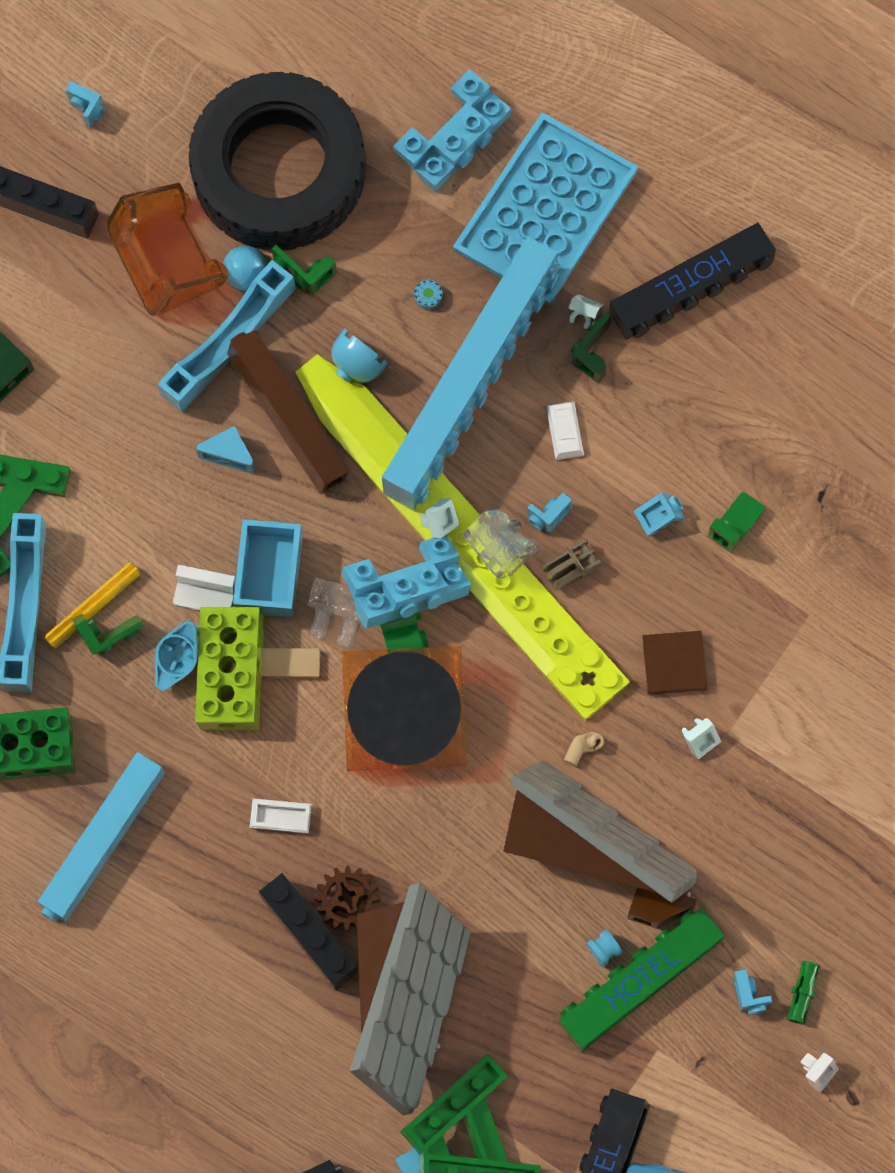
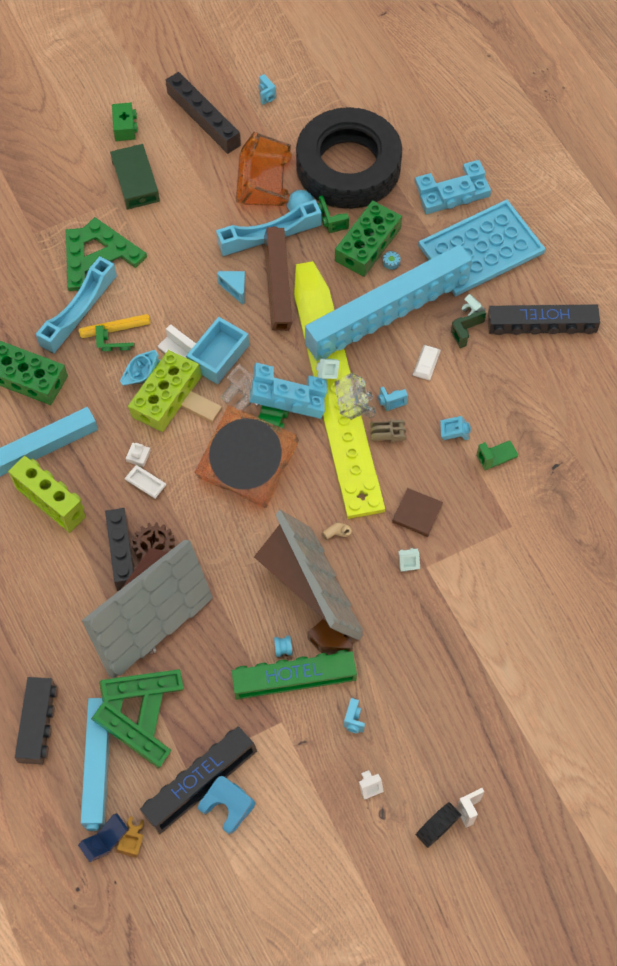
camera: 25 degrees right, 10 degrees down
(173, 920) = (47, 493): none -> lime brick
(245, 781) = (138, 454): none -> white tile
(356, 359) = (331, 270): medium azure cylinder -> none
(365, 265) = (368, 238): none -> green brick
(803, 992) = (387, 734): green pin -> none

